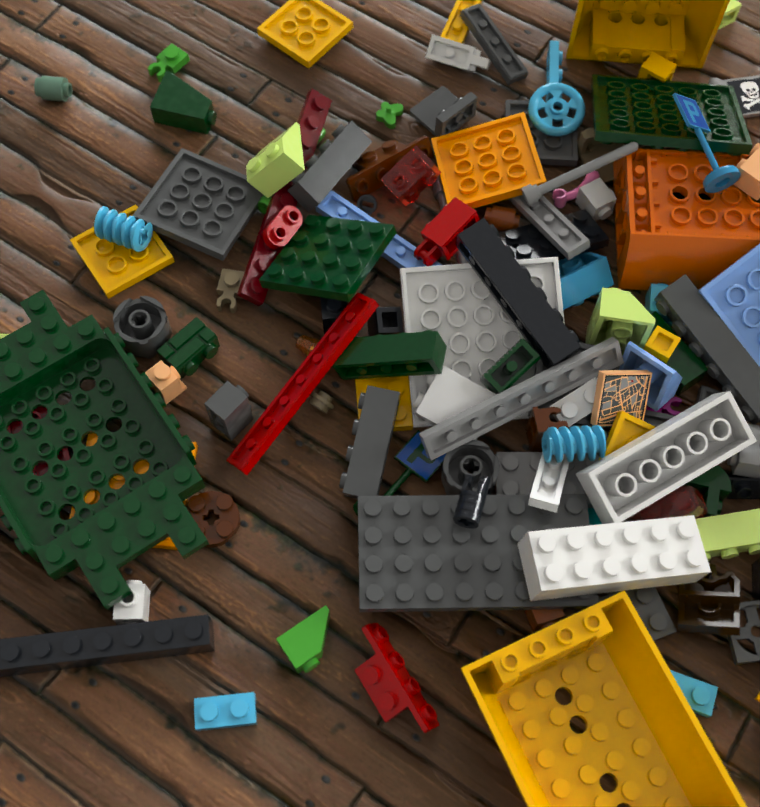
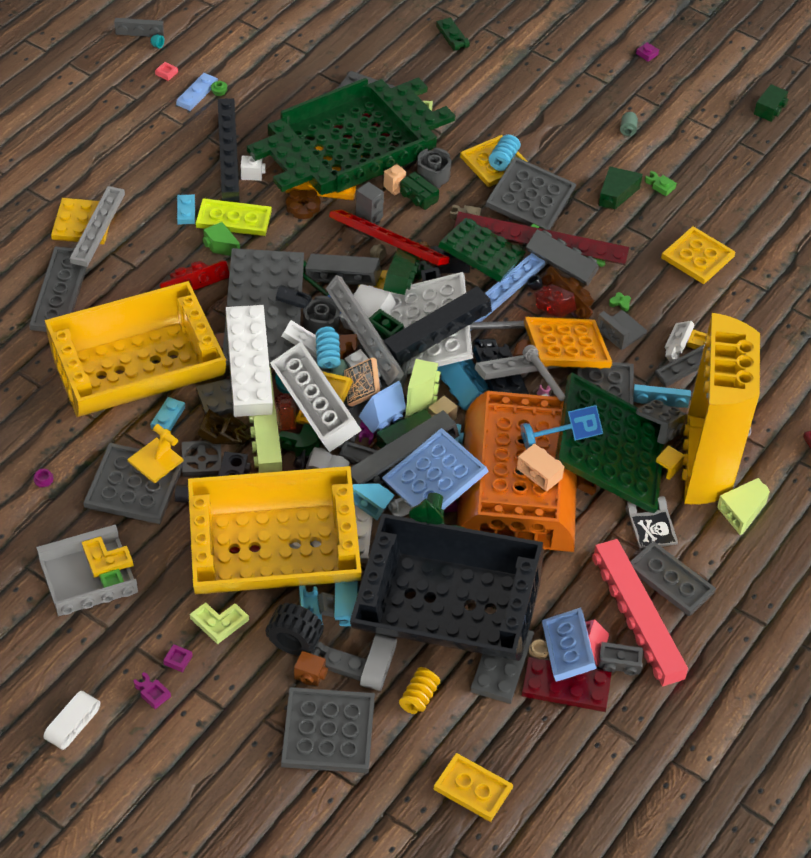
camera: 90 degrees right, 15 degrees down
(248, 627) = (235, 216): none -> neon yellow plate
(277, 162) = (556, 221): yellowish green slope -> none
(284, 225) = (508, 231): red plate -> none
(442, 232) = (506, 314): red brick -> none
(545, 124) = (621, 386): medium azure plate -> none
(602, 67) = (669, 417): none -> dark grey bracket
(661, 344) = (406, 417): yellow plate -> none

